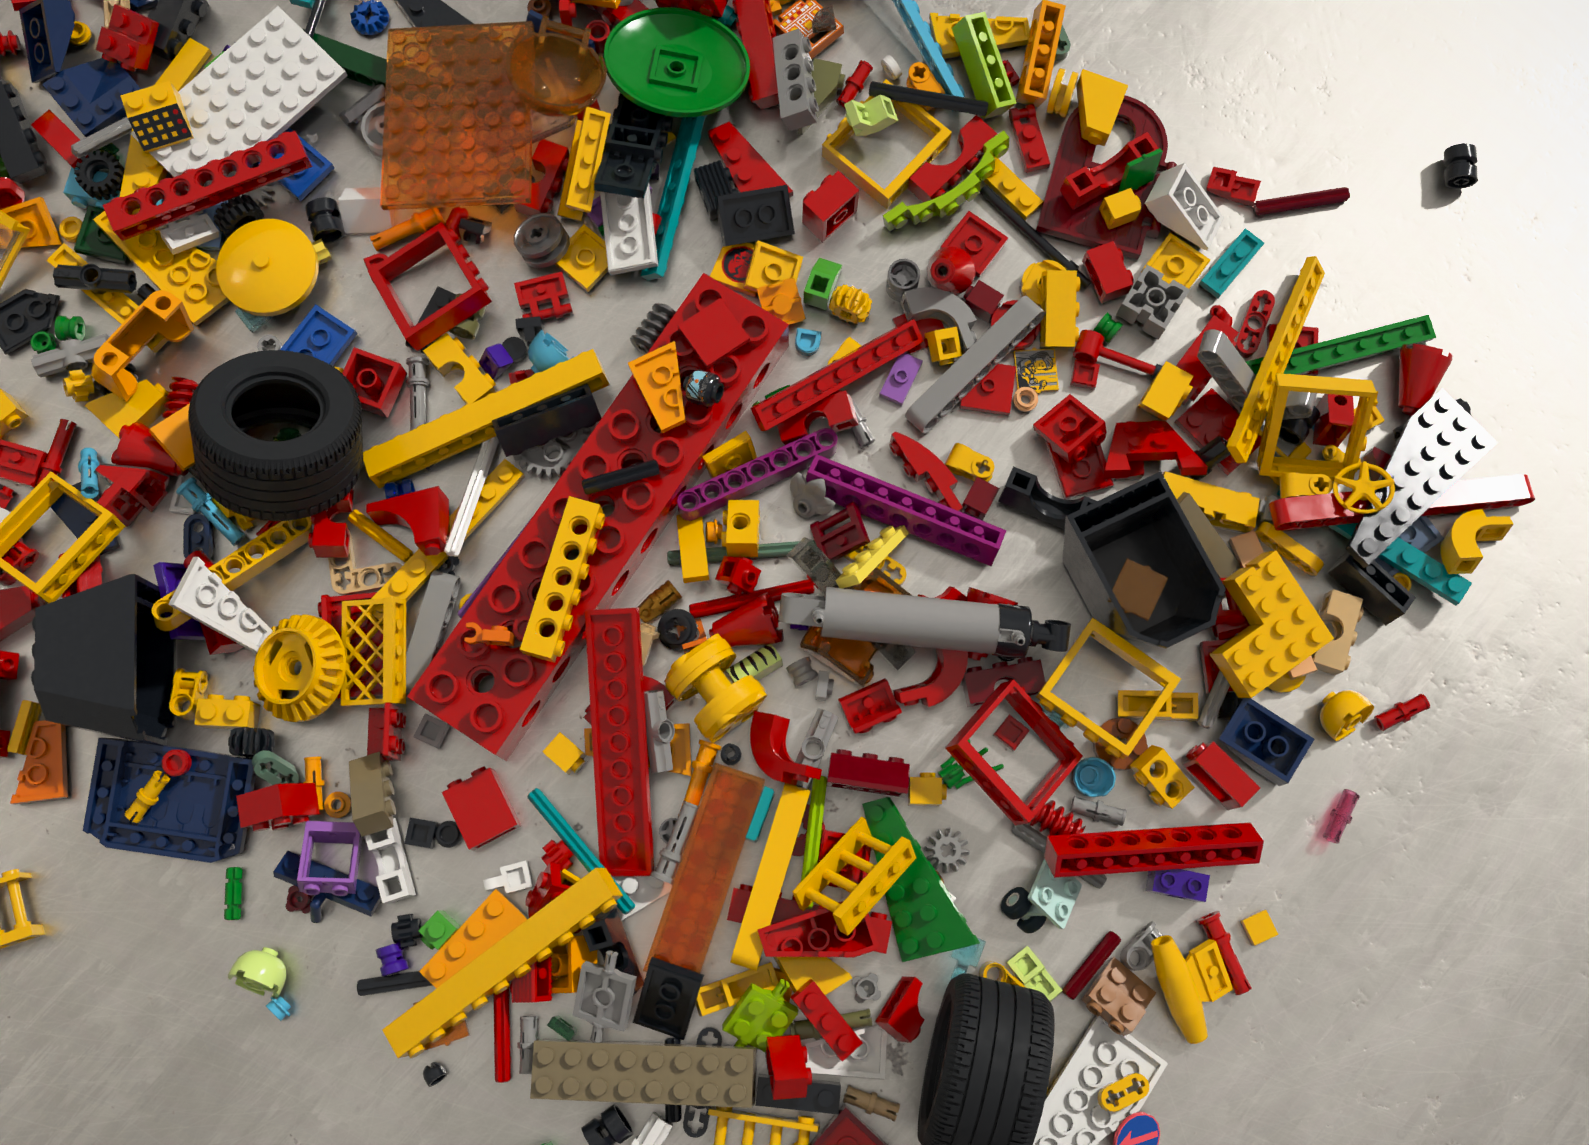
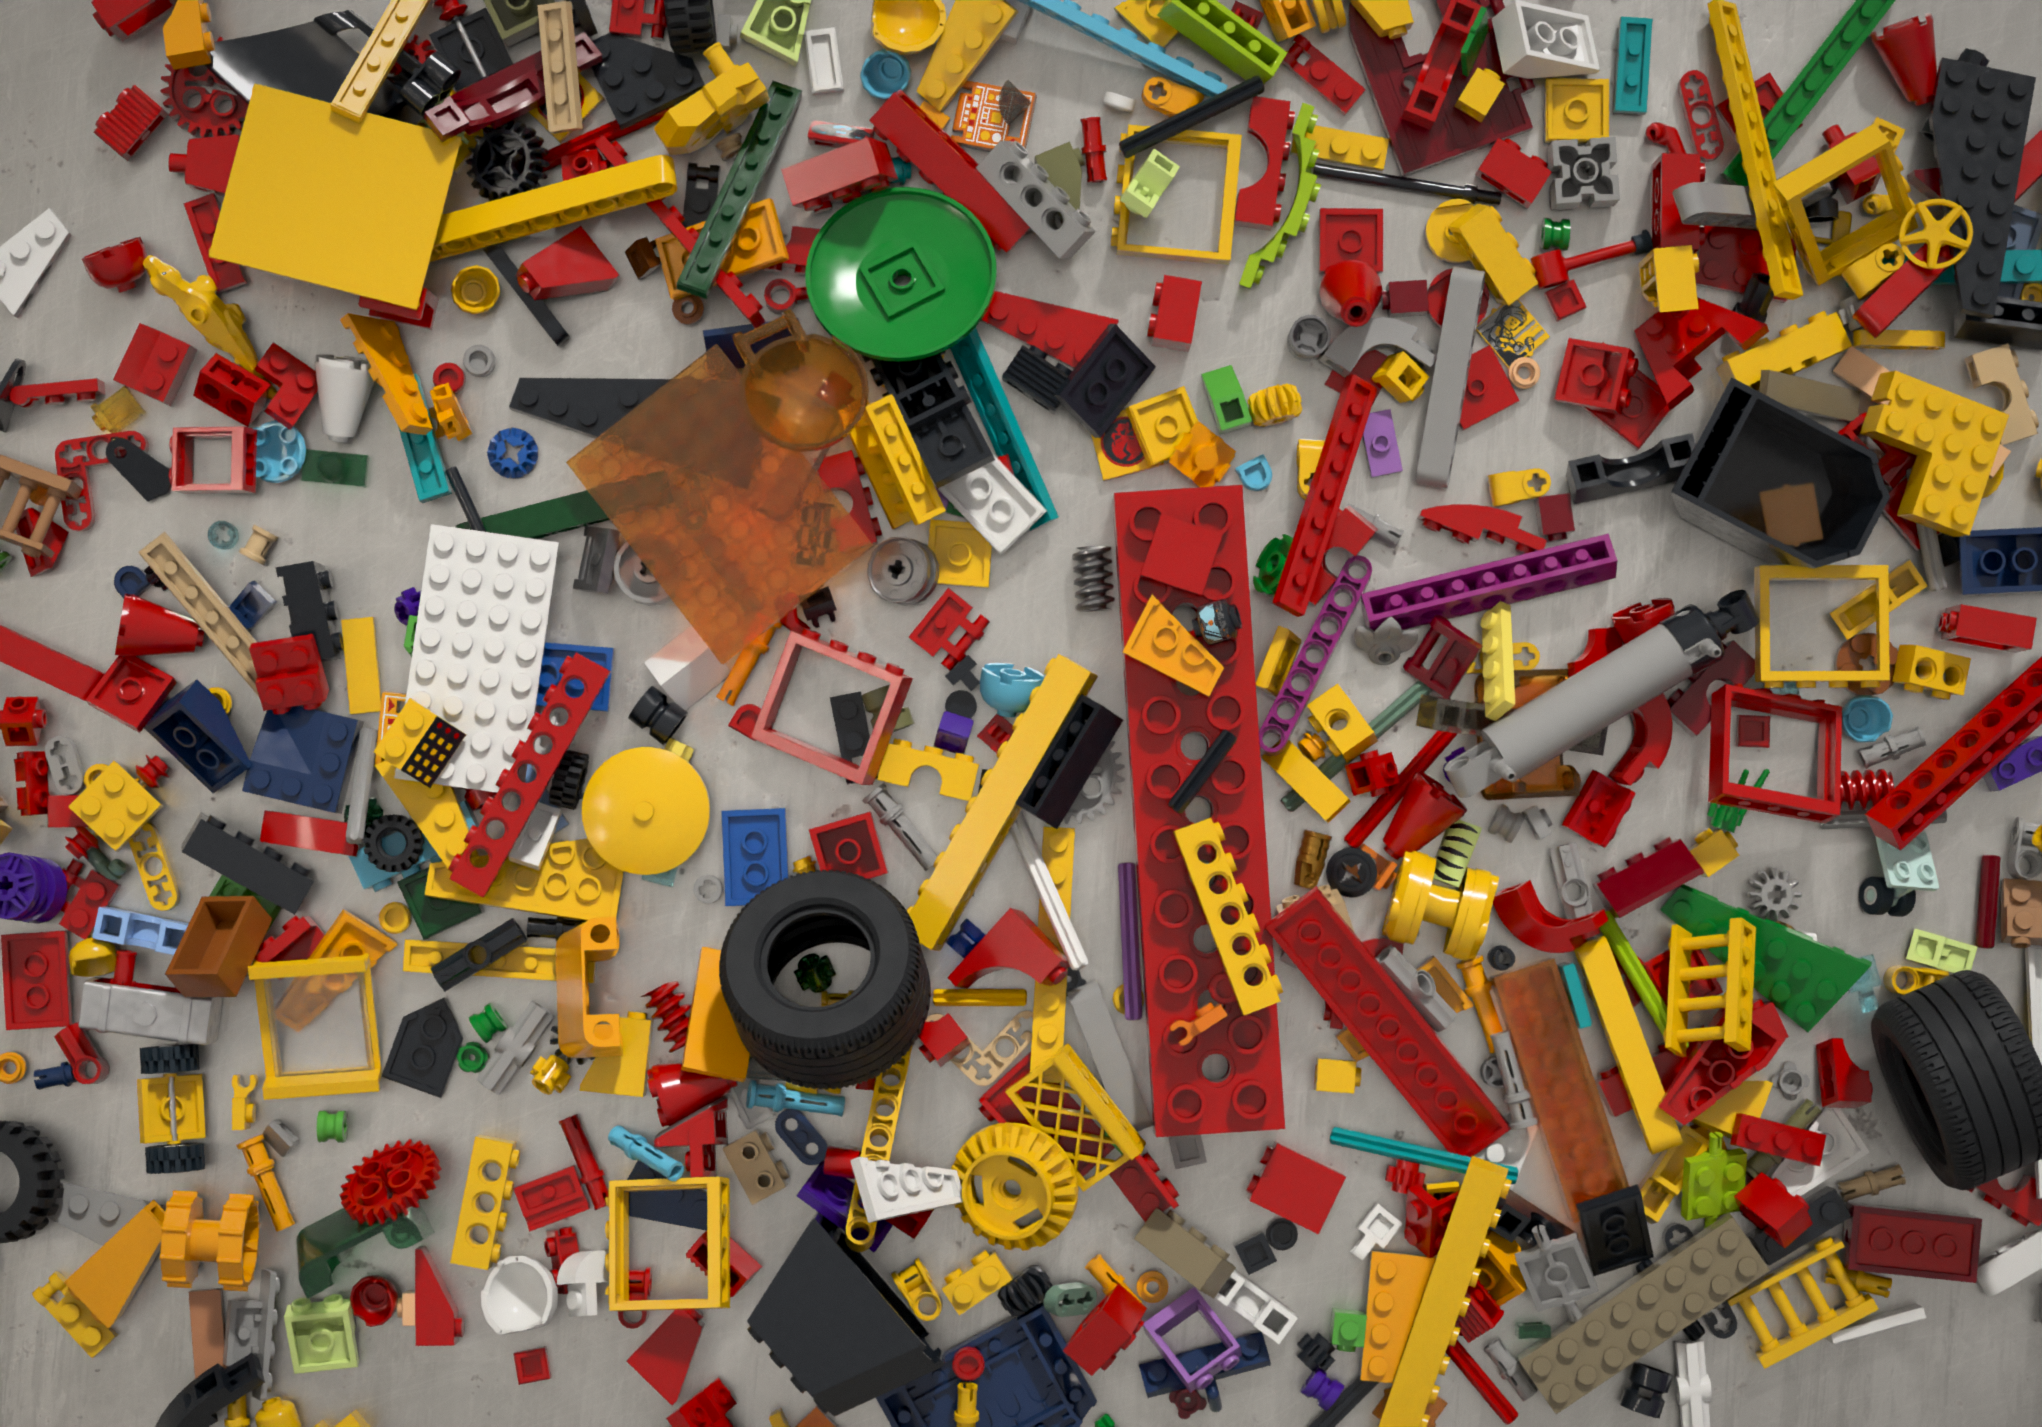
camera: 35 degrees left, 10 degrees up
(153, 535) = (756, 1165): none -> tan brick

